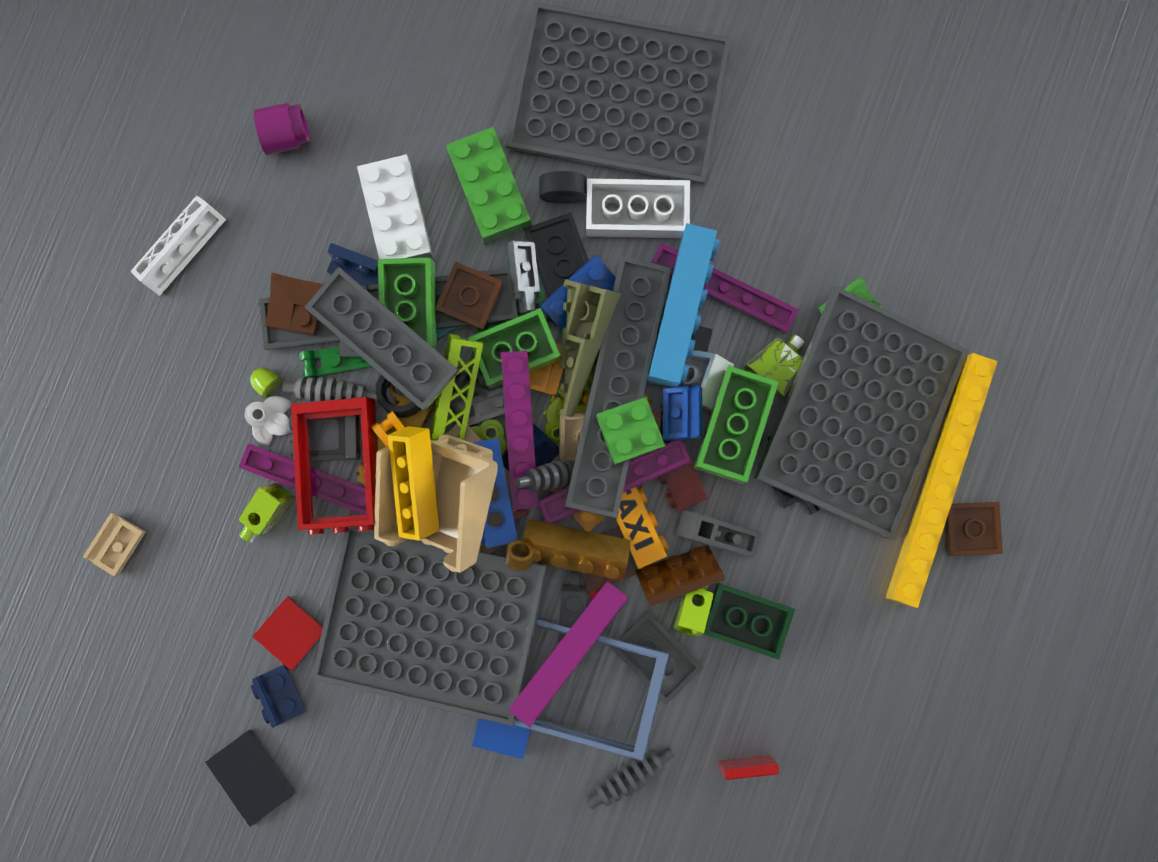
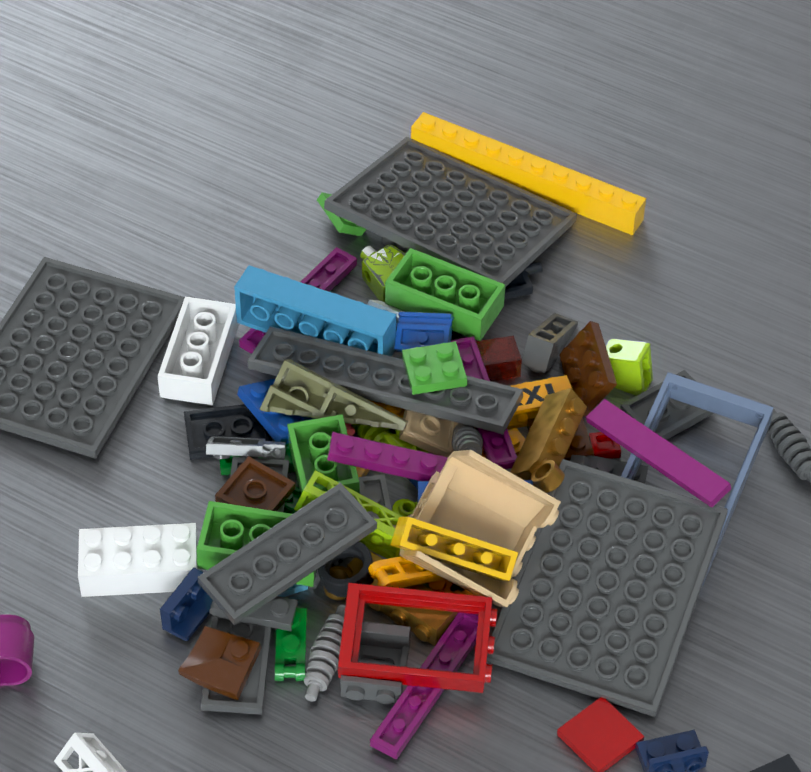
camera: 80 degrees left, 35 degrees down
(264, 381) = (300, 714): lime piece -> none
(264, 511) = (454, 727): lime torso -> none
(273, 419) = (344, 721): white plate -> none
(489, 185) = (135, 472): bright green brick -> none
(501, 738) = (736, 546): blue panel -> none
(562, 187) = (157, 404): black tyre -> none
(748, 621) = (645, 317): dark green brick -> none
(748, 767) = (787, 343): red tile -> none
(974, 529) = (578, 155): reddish brown plate -> none

